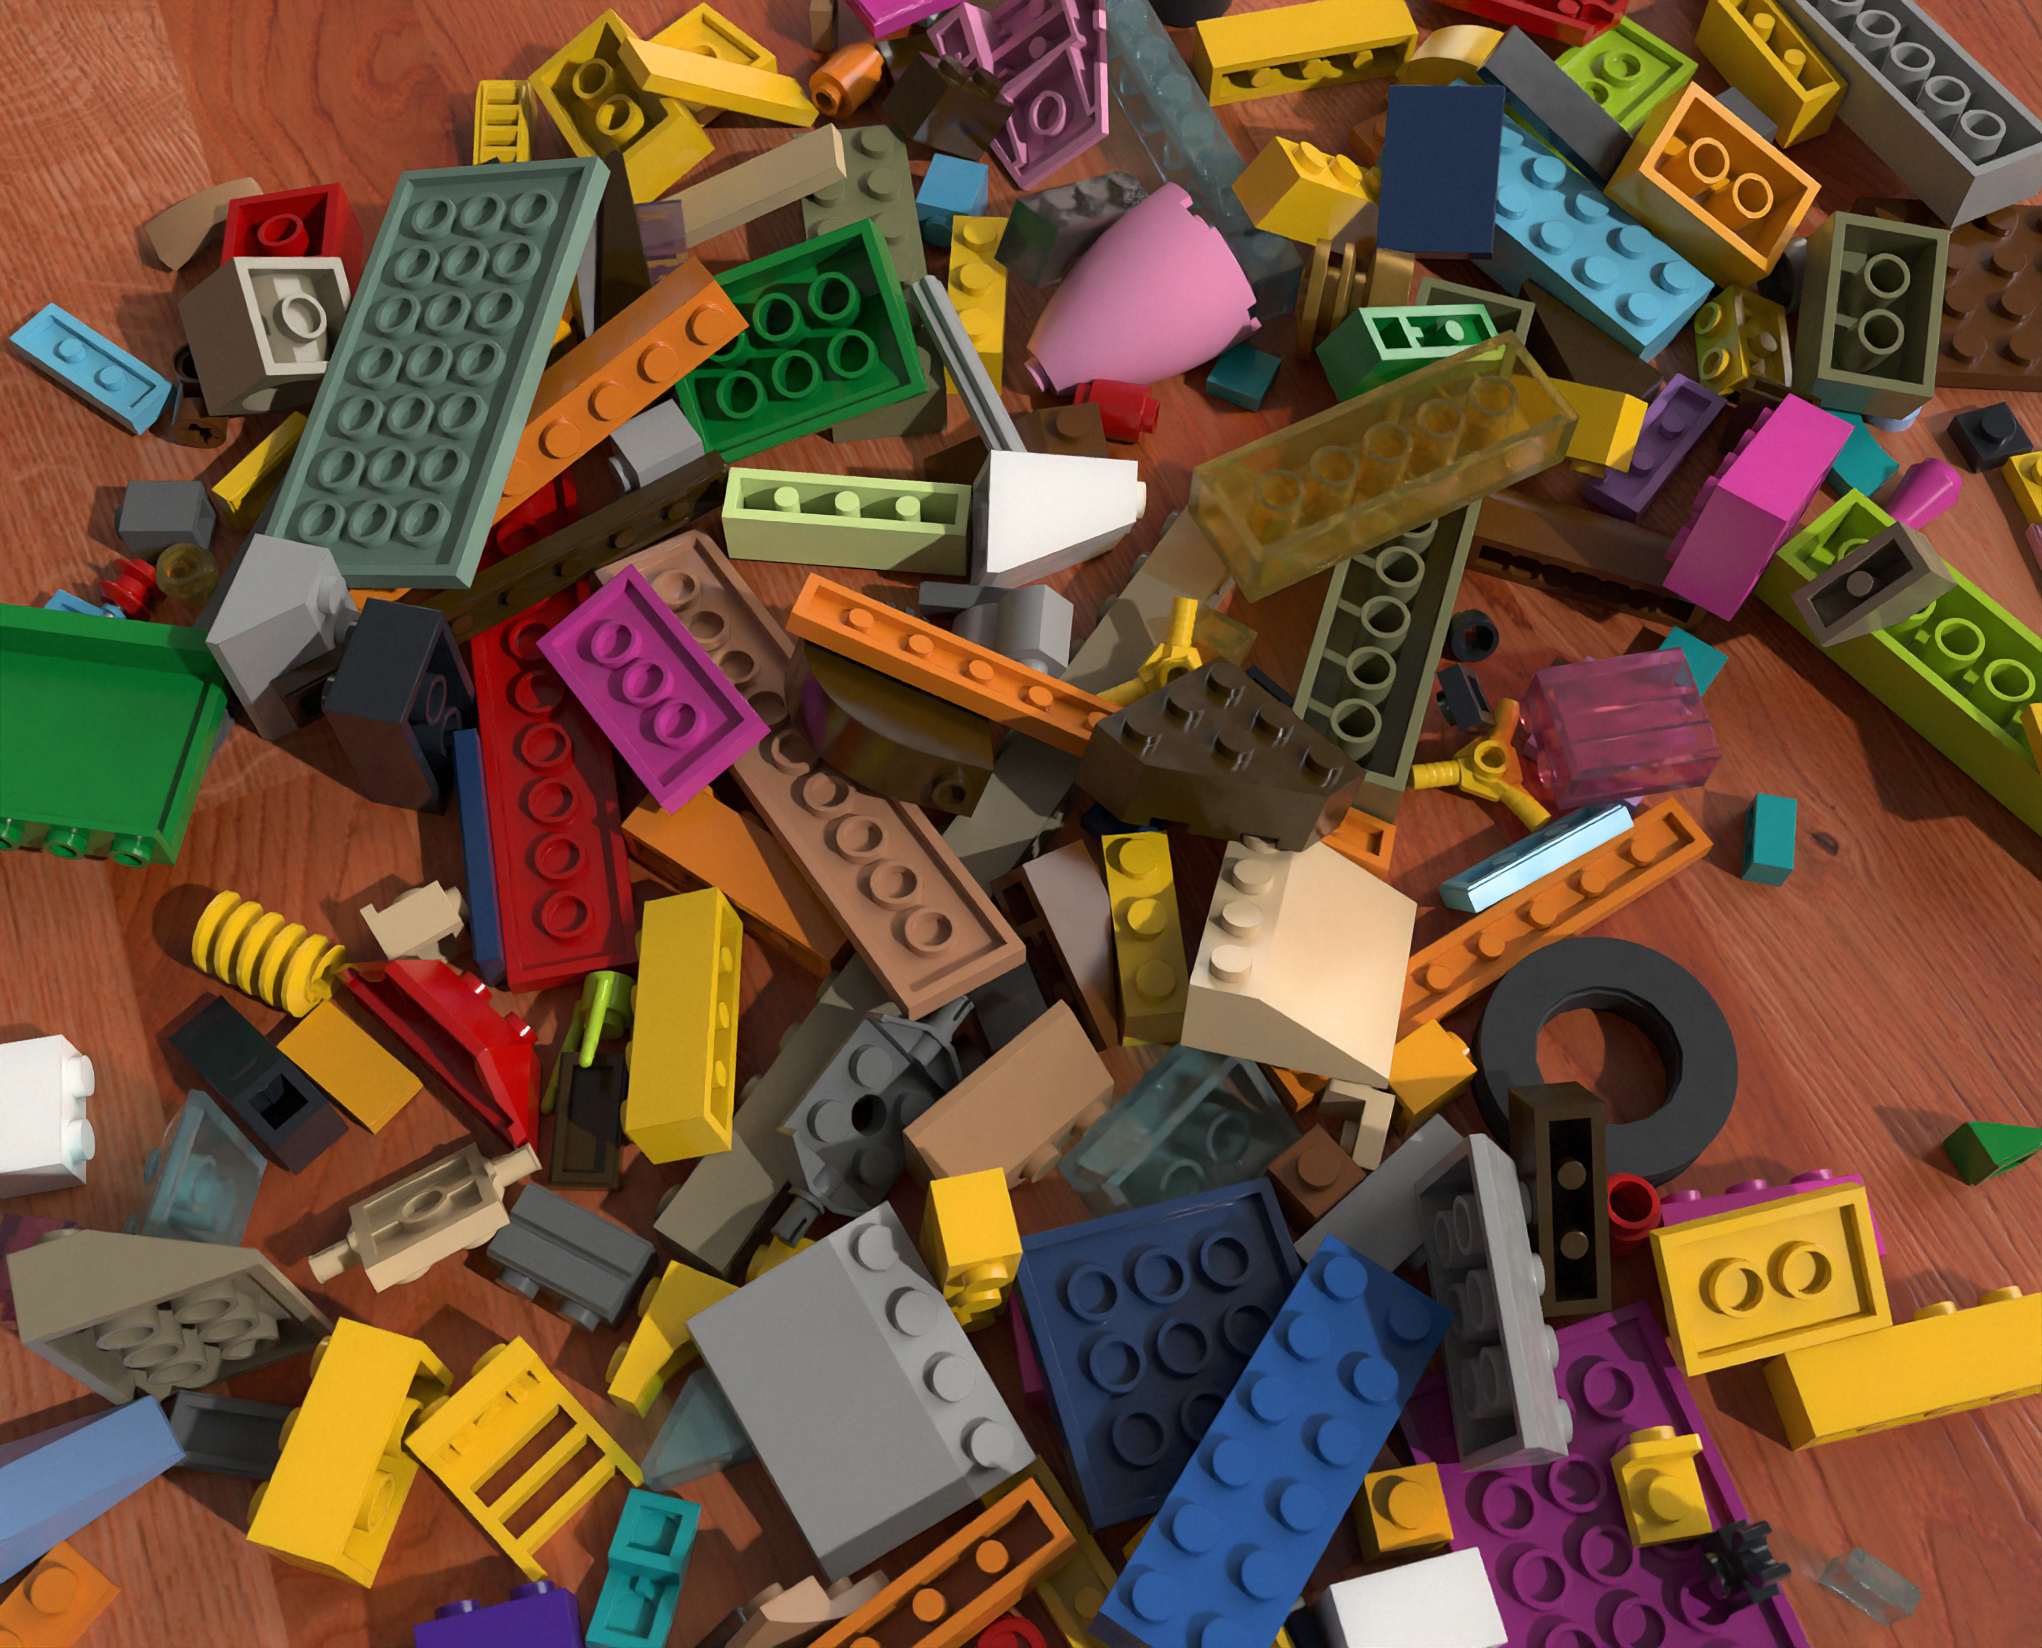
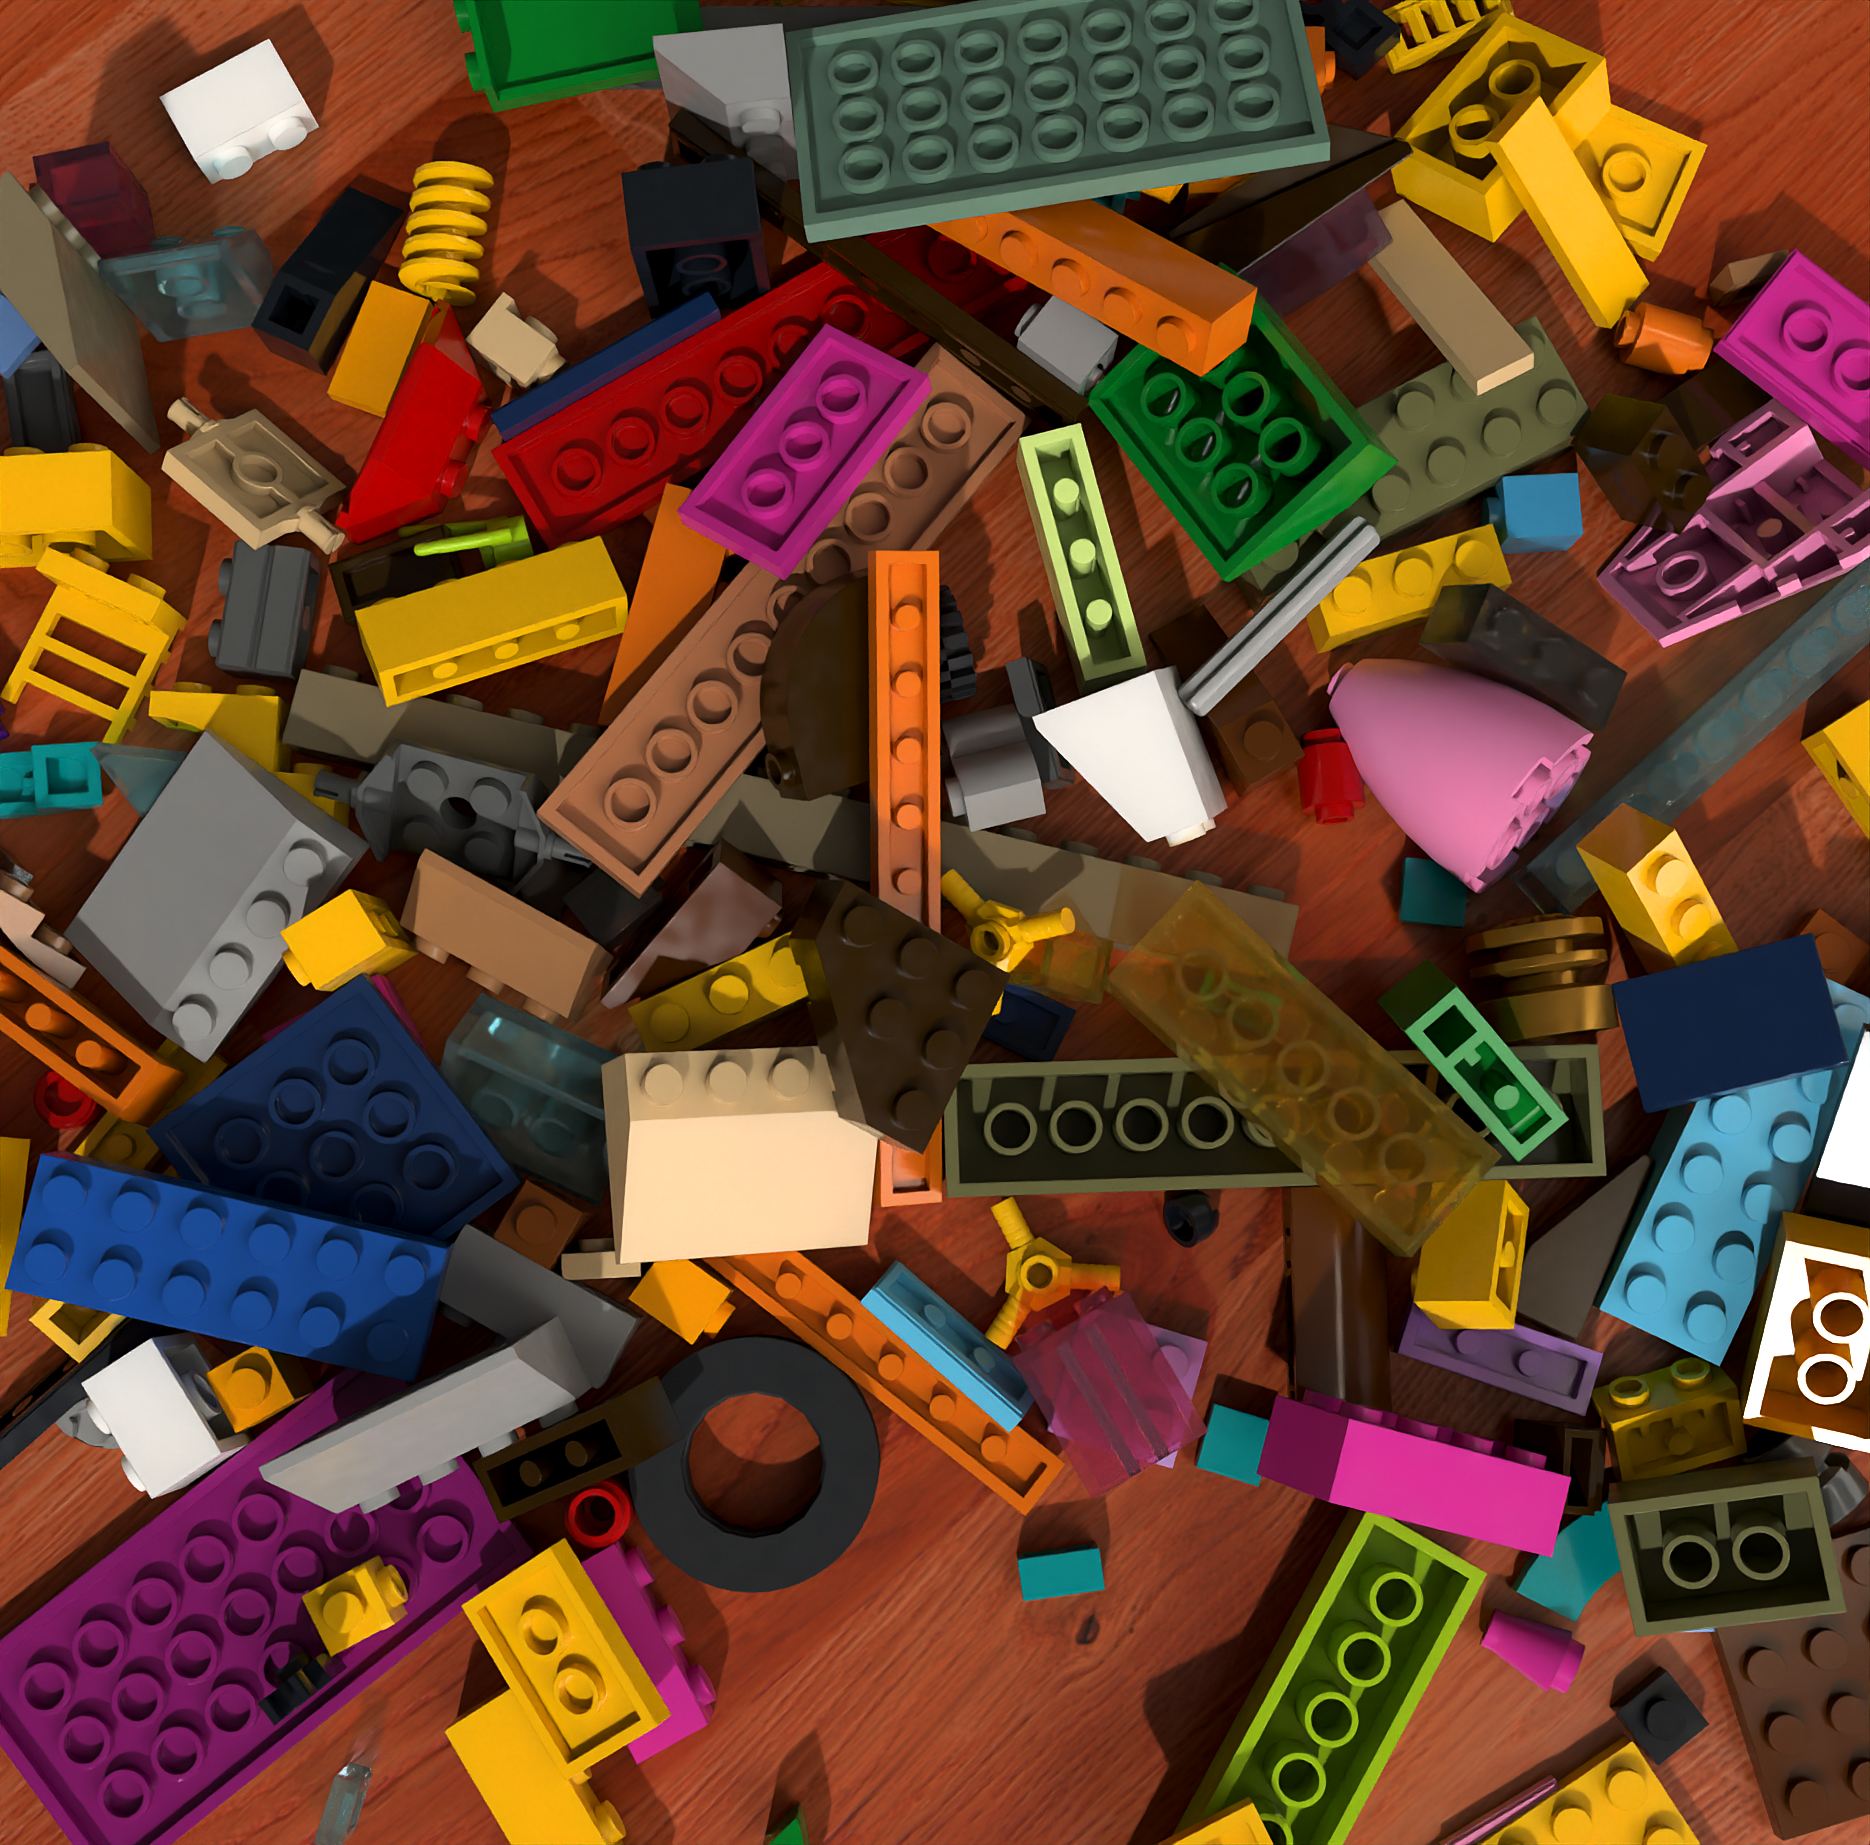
camera: 70 degrees right, 20 degrees up
(1464, 700) = (1088, 1231): black plate -> none
(1874, 586) = (1343, 1616): dark tan slope -> none

